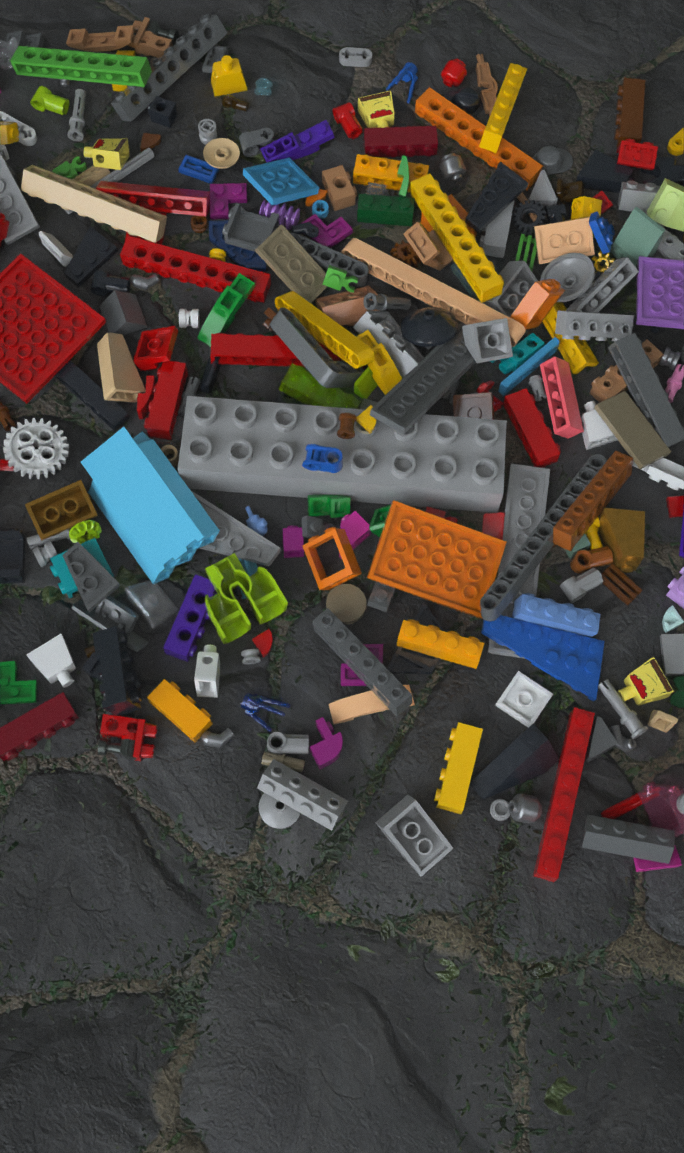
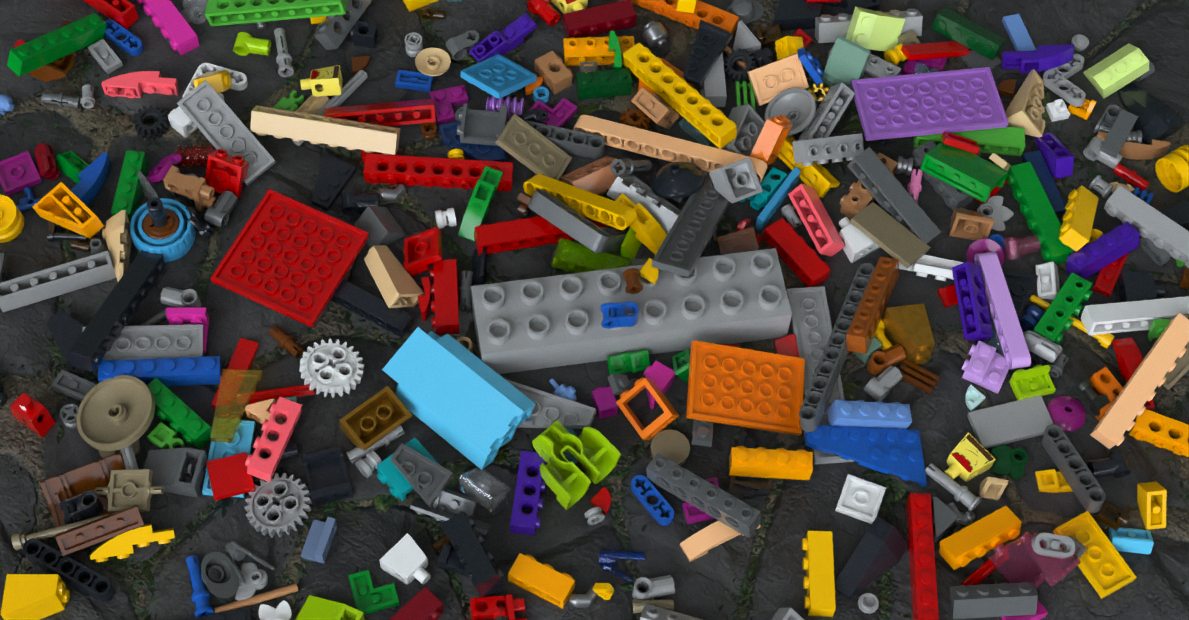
camera: 15 degrees left, 10 degrees down
(56, 248) = (296, 180): white slope -> none
(78, 531) = (398, 434): lime gear -> none
(207, 672) = (559, 534): white torso -> none
(237, 735) = (604, 590): none -> yellow tile
(313, 668) = (665, 508): none -> blue beam
(330, 748) = (693, 580): magenta brick -> none
(337, 278) = (577, 153): bright green plate -> none
(525, 808) = (891, 595): flat silver head -> none
(634, 769) = (980, 537): none -> light orange brick

